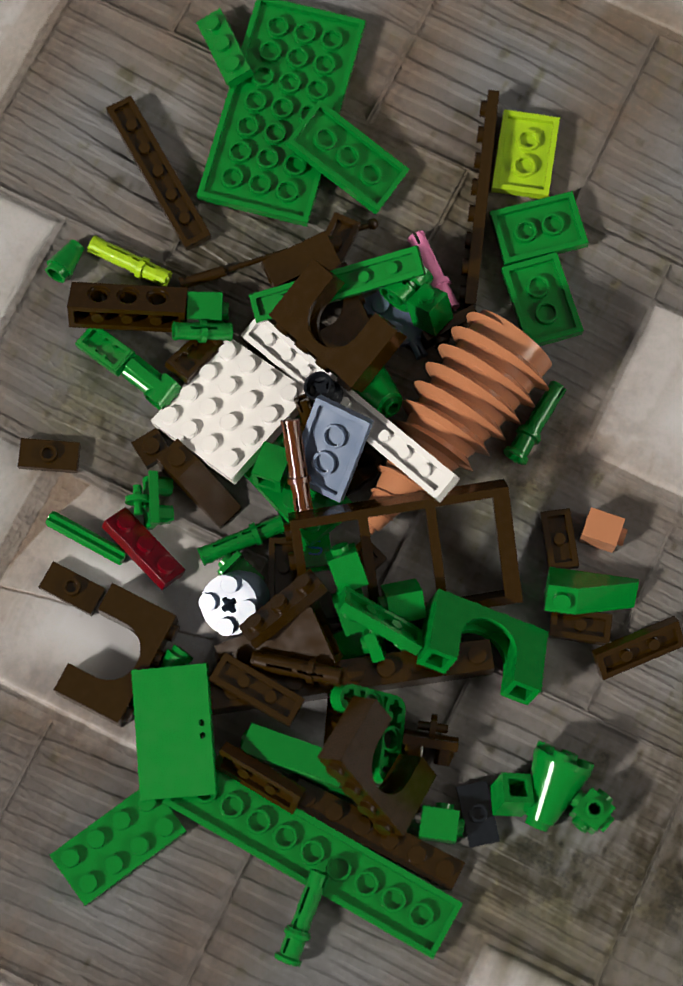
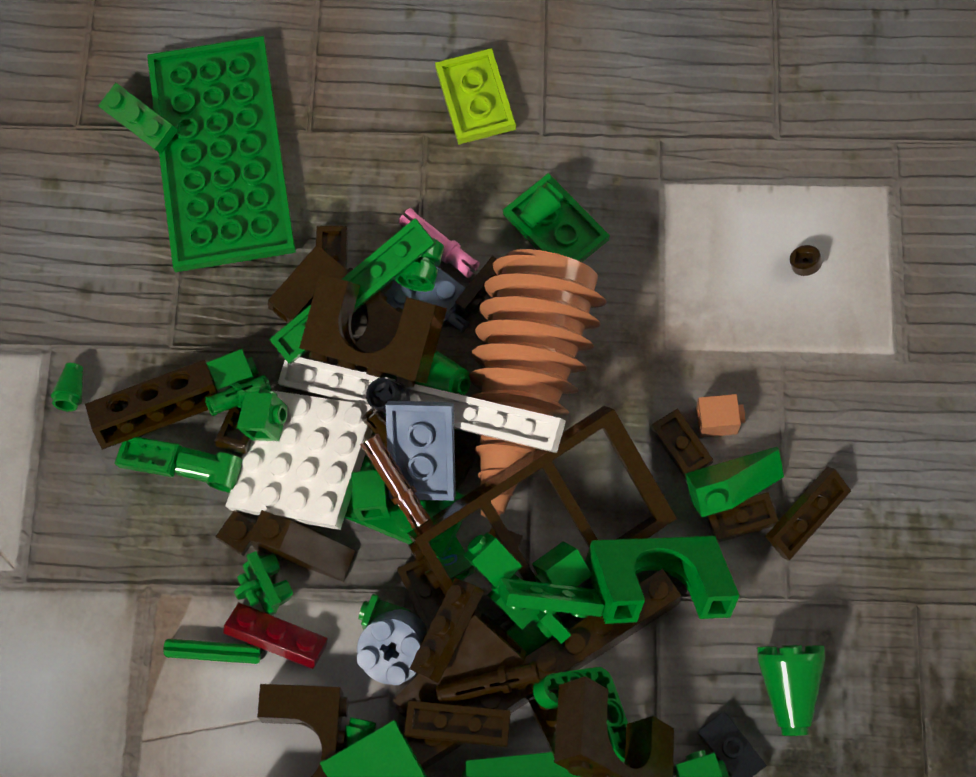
camera: 20 degrees left, 5 degrees down
(49, 455) = (137, 586): dark brown plate -> none
(72, 588) = (220, 709): dark brown plate -> none
(139, 266) = (134, 360): lime pin -> none
(158, 173) = (125, 263): dark brown plate -> none
(213, 358) = (262, 416): none -> green brick
(222, 271) = (231, 330): dark brown piece -> none
(237, 541) = (379, 573): green pin -> none
(347, 157) = (304, 169): green plate -> none
(429, 309) = (454, 276): green brick -> none
(444, 744) = (666, 695): dark brown hips -> none
(480, 189) = (447, 146): dark brown plate -> none
(512, 794) = (757, 713): green brick -> none
(529, 433) = (604, 355): green pin -> none
(536, 278) = (541, 205): none -> green cone
(538, 228) = (520, 159): green plate -> none
(584, 819) = (834, 701): green brick -> none

